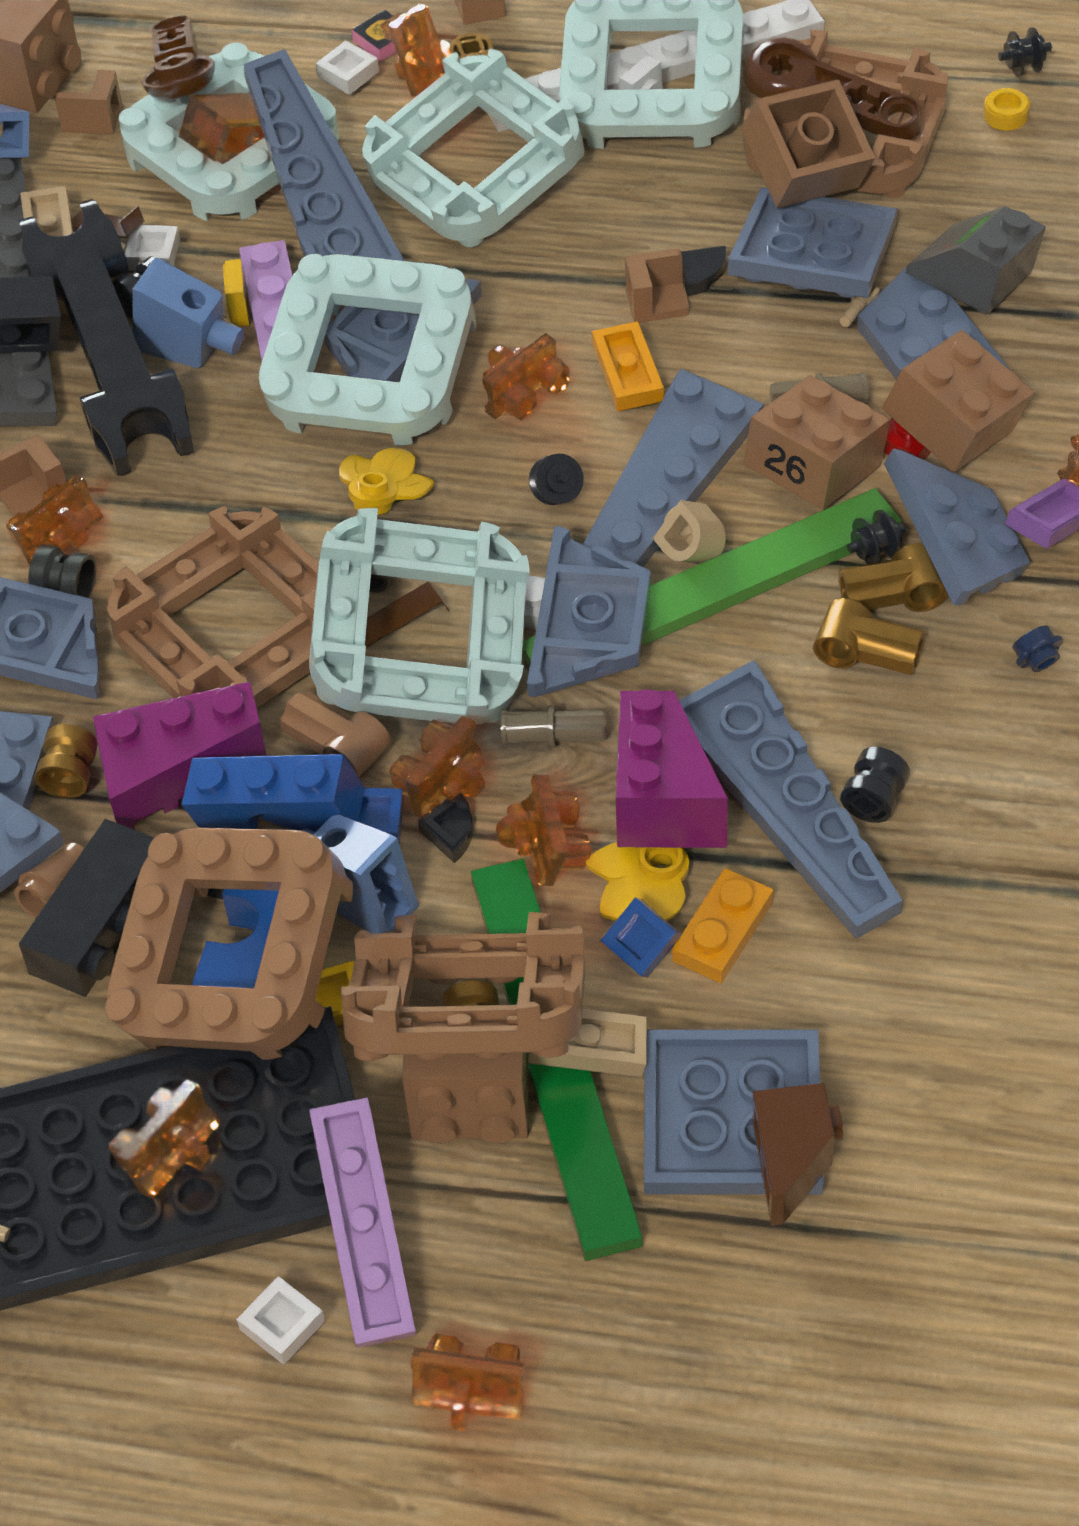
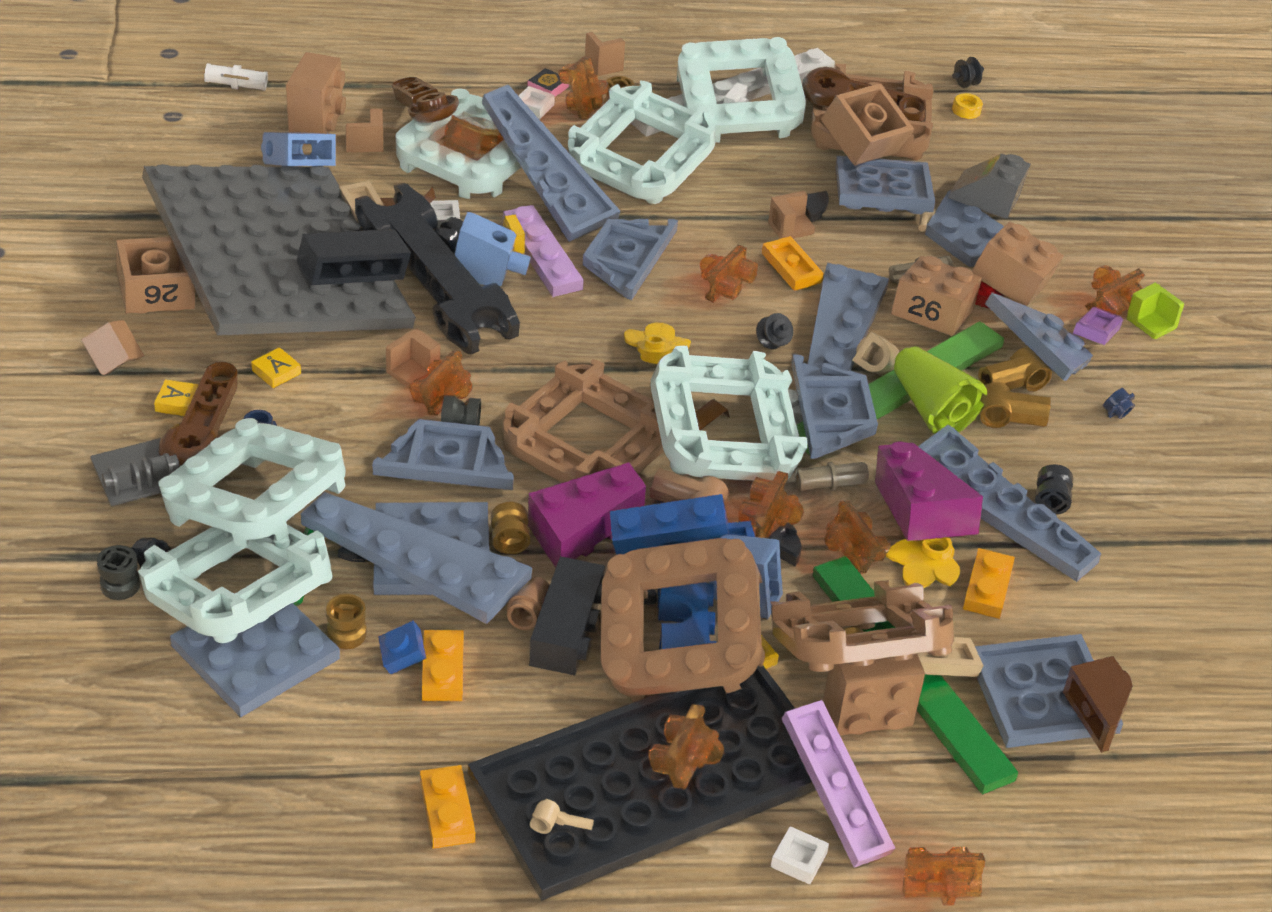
camera: 20 degrees left, 10 degrees down
(389, 407) = (624, 295): light aqua plate -> none
(641, 937) = (945, 590): blue plate -> none
(753, 606) = (939, 389): none -> lime cone
(875, 538) = (996, 346): black wheel -> none

